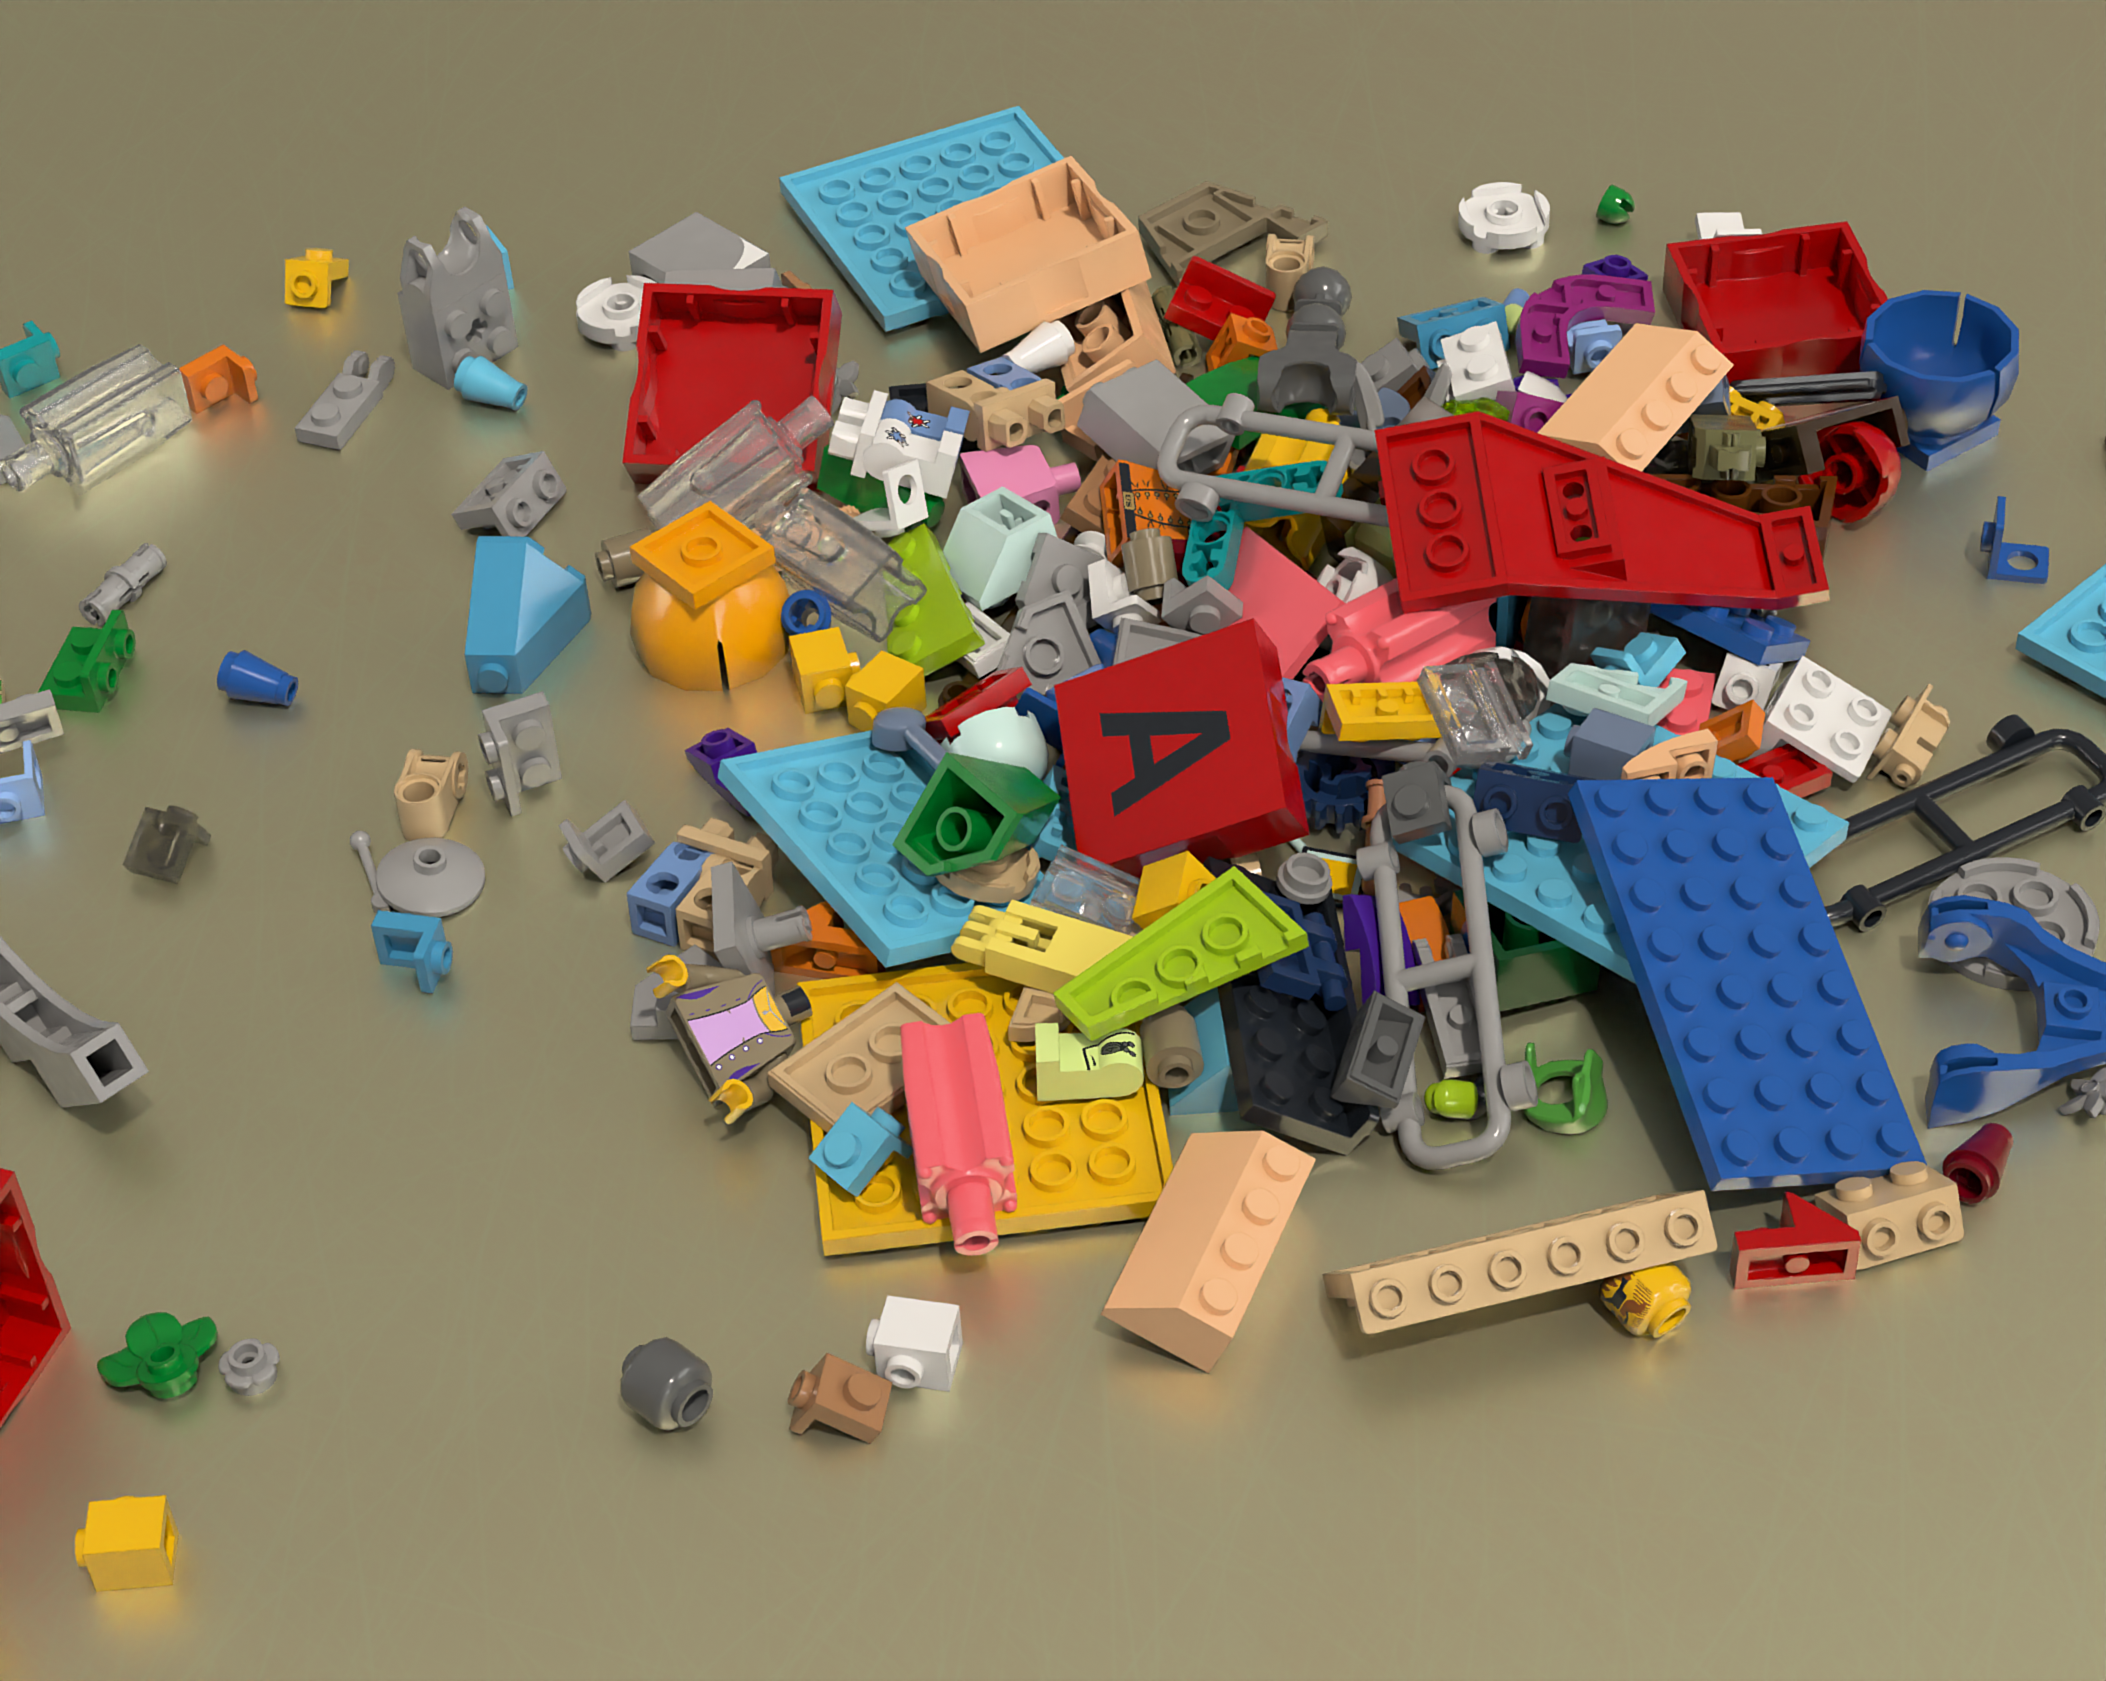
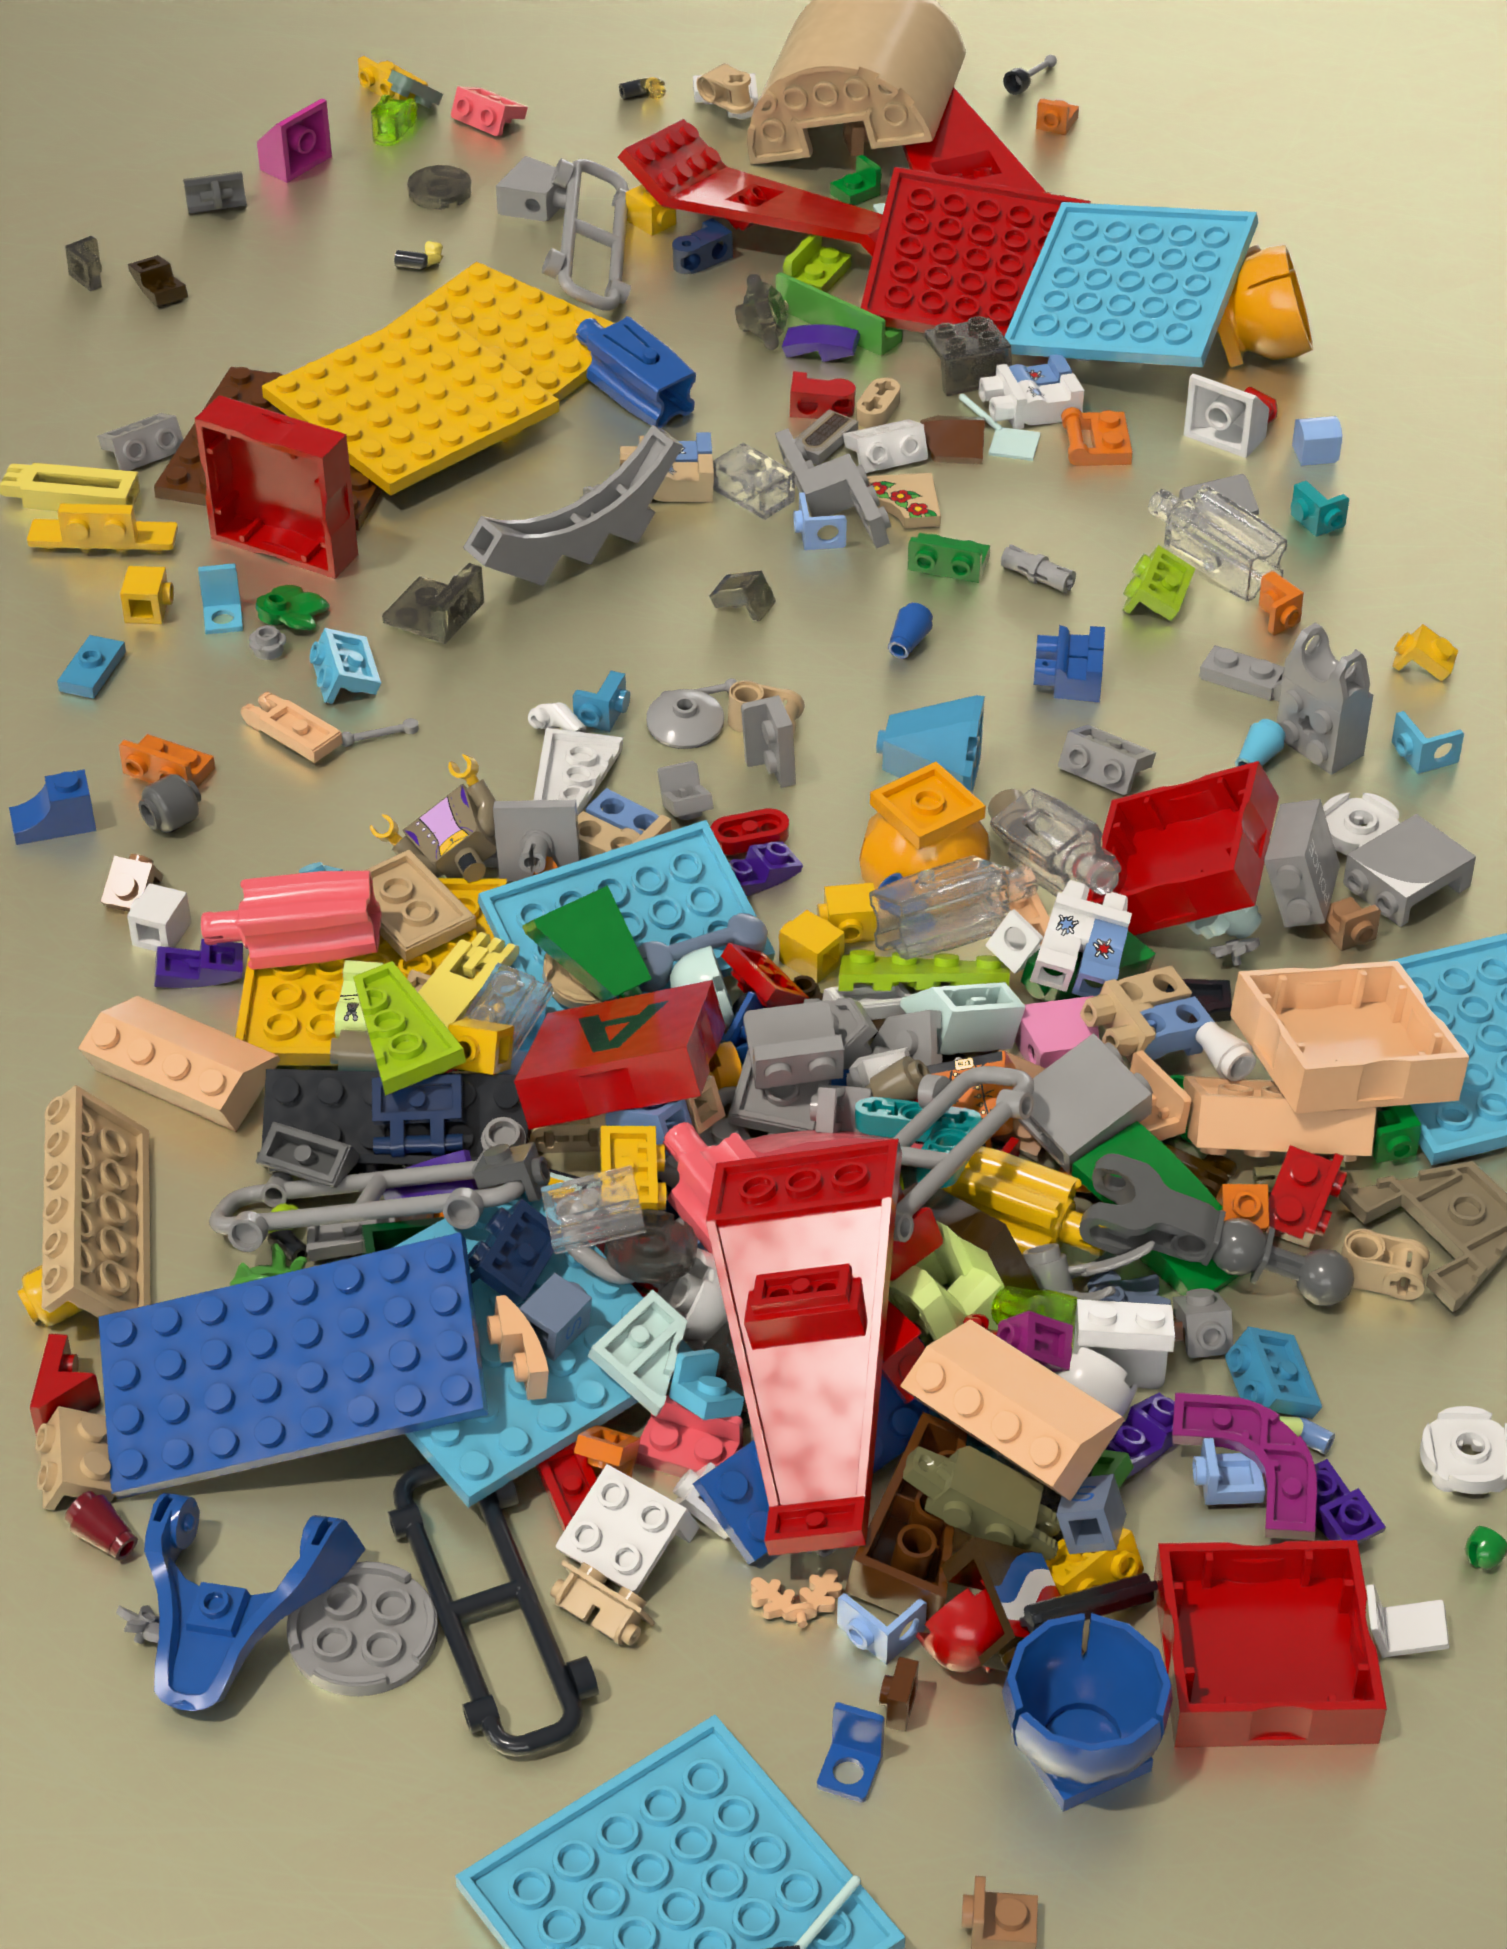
camera: 95 degrees right, 0 degrees up
(140, 1445) = (219, 597): none -> medium azure bracket
(168, 482) = (1159, 583): none -> lime bracket
(183, 1163) = (438, 608): none -> clear smoke bracket
(303, 1589) = (91, 666): none -> dark azure plate
(322, 1255) = (345, 663): none -> medium azure bracket
(334, 530) = (1071, 664): none -> blue hips
(436, 996) = (555, 716): none -> white arm
(447, 1166) = (409, 726): none -> light grey hinge
(463, 1288) = (292, 726): none -> light nougat hinge
(553, 1428) = (157, 758): none -> orange bracket
(563, 958) = (574, 765): none -> white wing
(671, 778) = (750, 828): none -> red plate
(685, 1533) = (56, 811): none -> blue arch
(995, 1296) = (200, 968): none -> dark purple slope
(1125, 628) = (793, 1045): none -> light grey bracket
(1844, 625) = (775, 1605): none -> light nougat animal
(1867, 551) = (871, 1634): none -> light blue bracket
(1934, 520) = (899, 1693): none -> reddish brown plate

